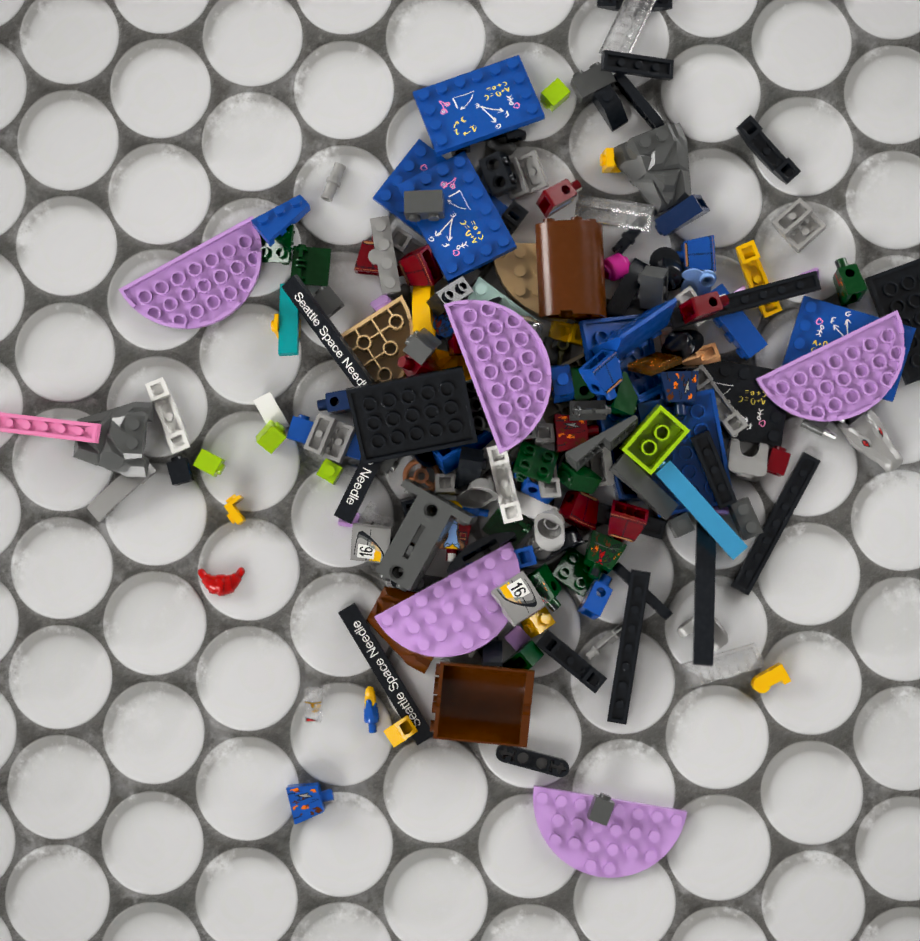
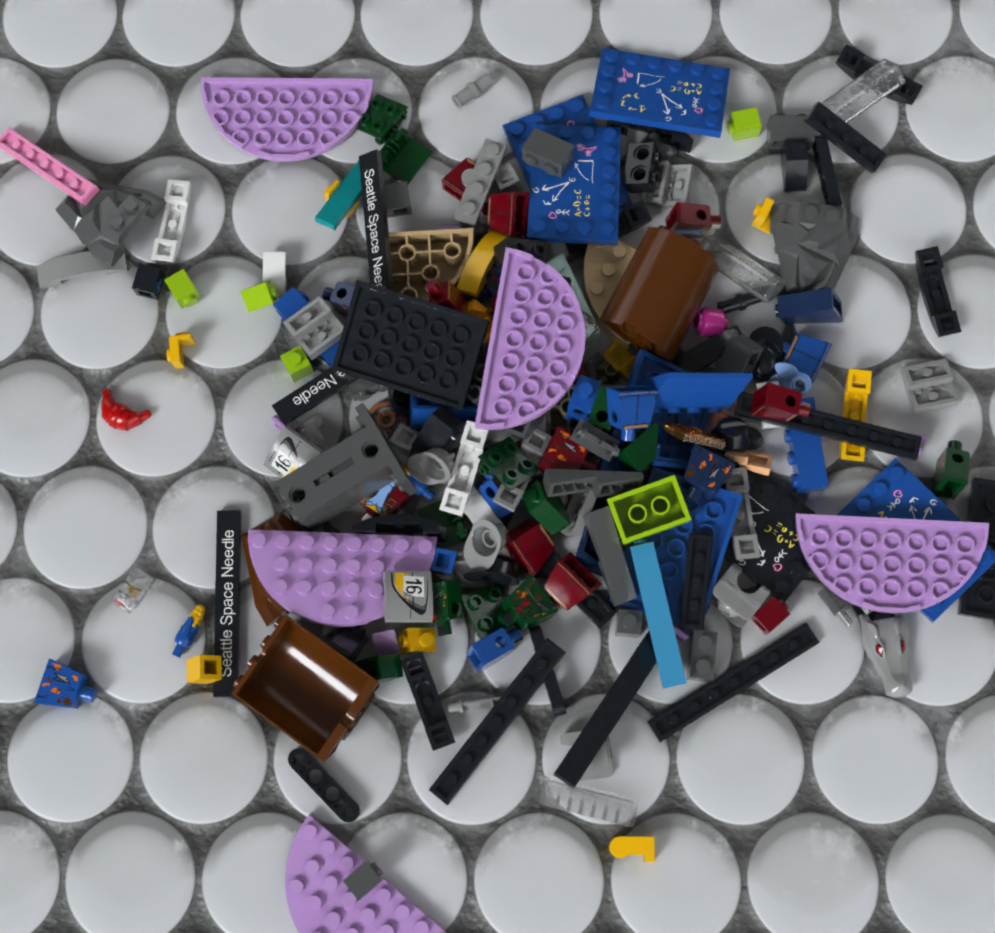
camera: 35 degrees right, 10 degrees down
(276, 220) = (394, 93): blue wing -> none
(421, 345) = (461, 282): dark grey brick -> none

